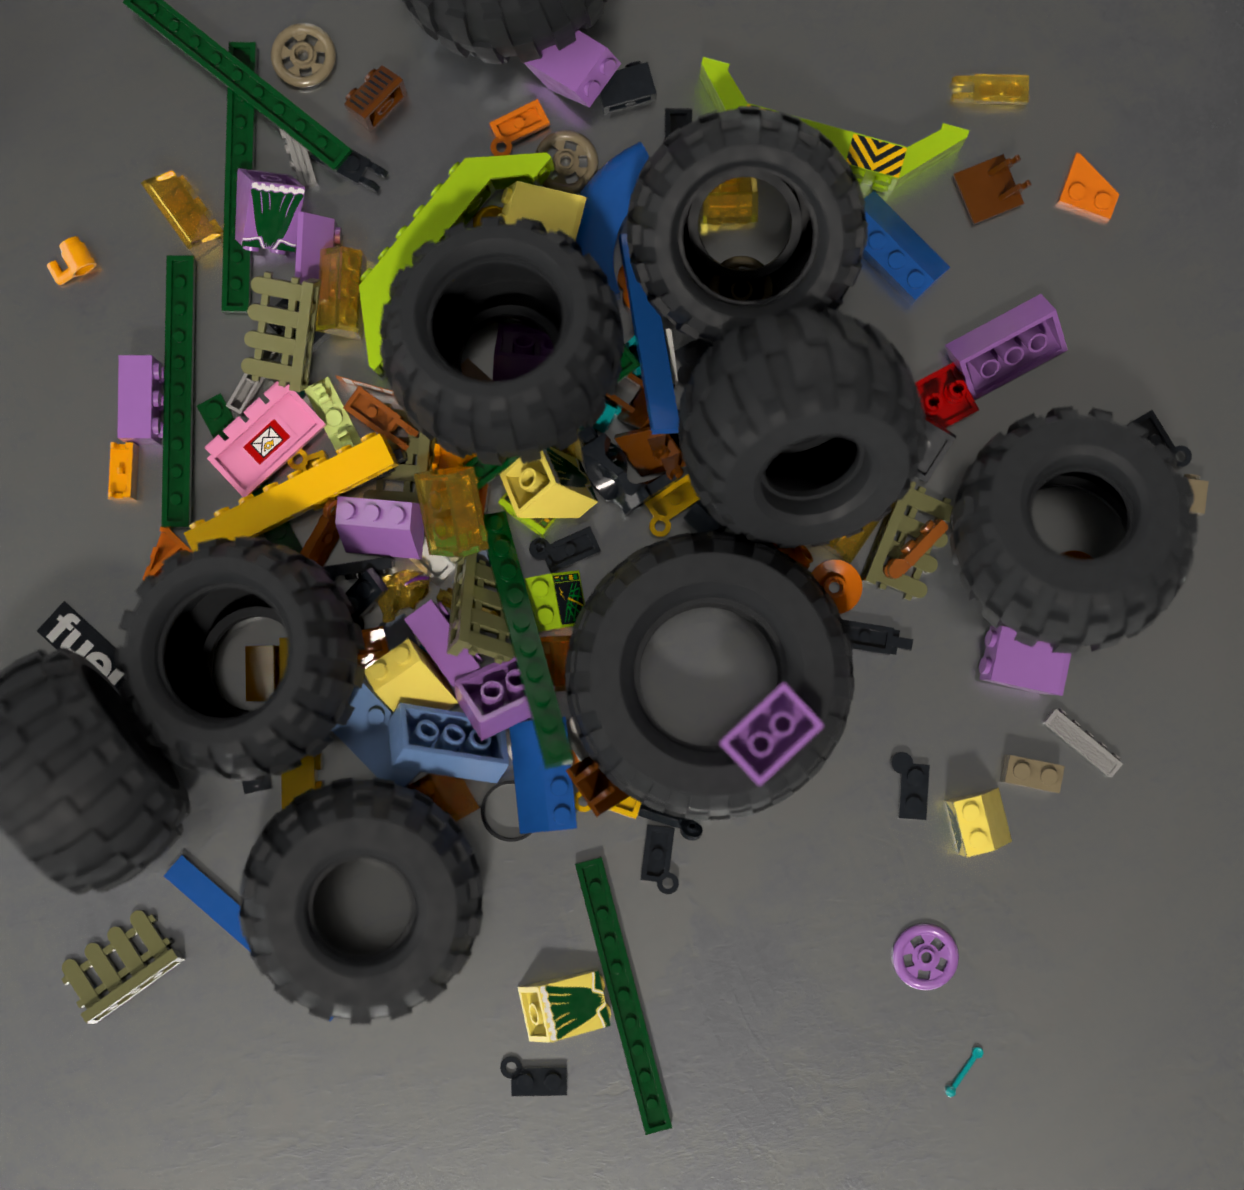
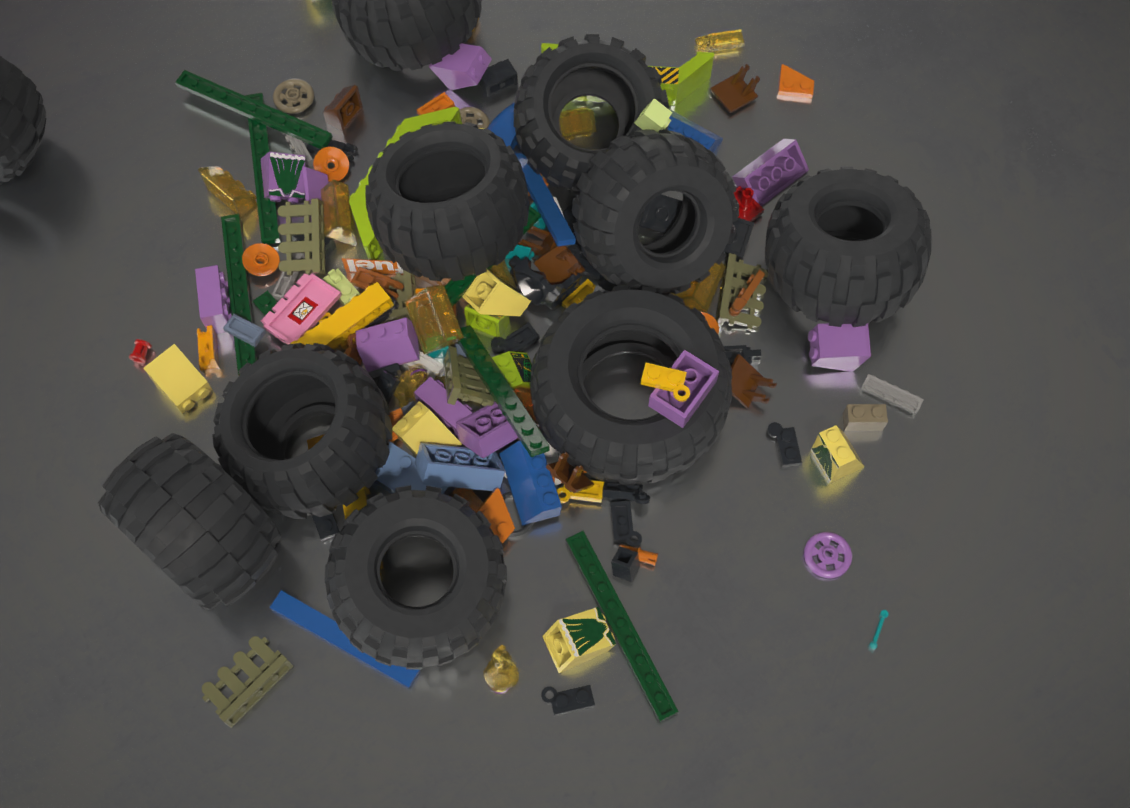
camera: 10 degrees left, 20 degrees down
(26, 456) = (140, 351): none -> red bush
(76, 258) = (162, 229): light orange piece -> none
(77, 518) = (178, 379): none -> light yellow slope
(179, 459) = (244, 330): none -> sand blue tile
(226, 331) = (263, 253): none -> orange dish
(343, 210) = (335, 156): none -> orange dish
(454, 1025) = (501, 671): none -> clear yellow hair
(484, 819) = (497, 514): none -> orange wing
(647, 918) = (625, 564): none -> black brick
(668, 904) = (644, 556): none -> orange axle
(747, 725) = (665, 379): none -> yellow hinge
(830, 292) = (654, 117): none -> yellowish green brick
(875, 684) = (745, 382): none -> reddish brown plate

